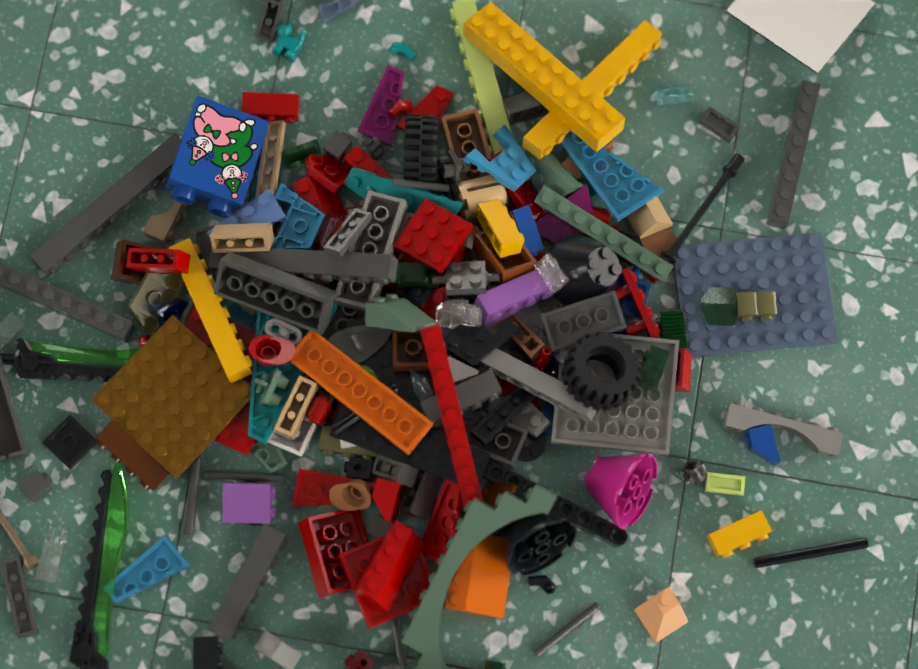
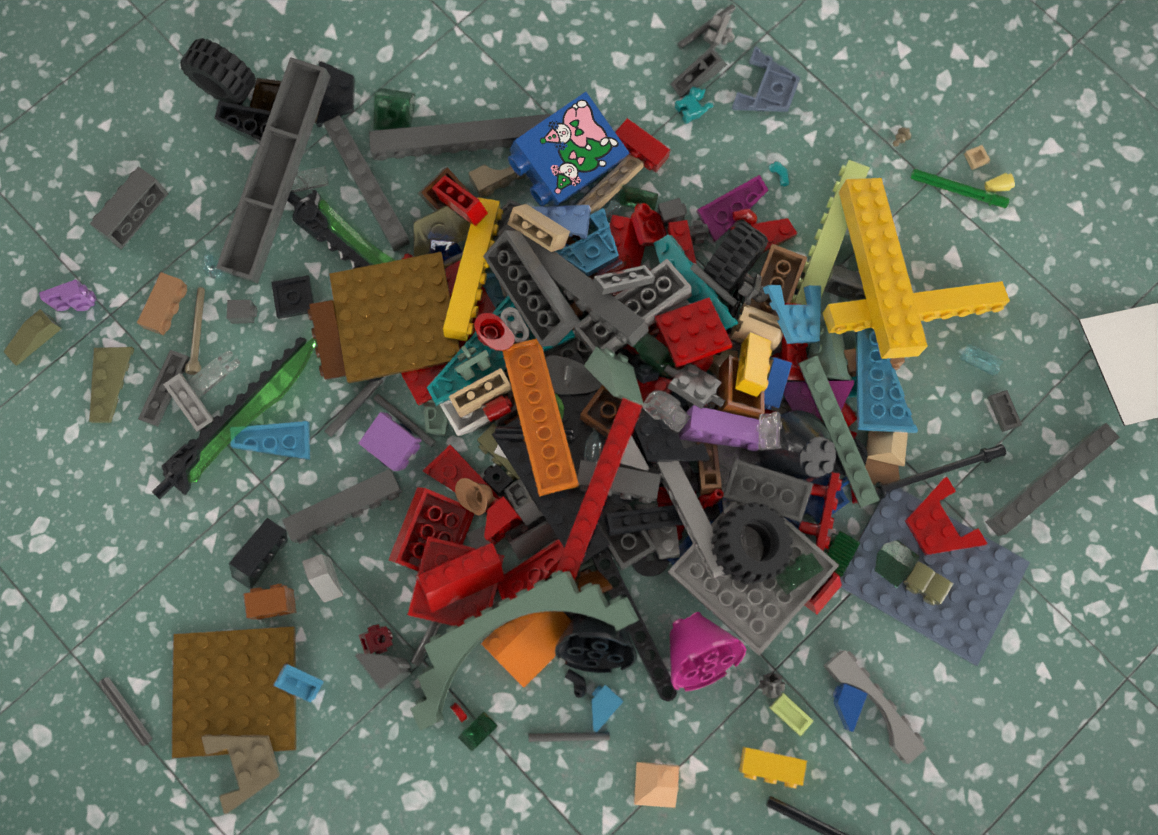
camera: 40 degrees right, 0 degrees up
(34, 222) = (393, 109): none -> clear green slope
(51, 593) = (188, 402): none -> light grey plate
(576, 585) = (603, 705): none -> dark azure slope
(729, 257) = (933, 527): none -> red wing

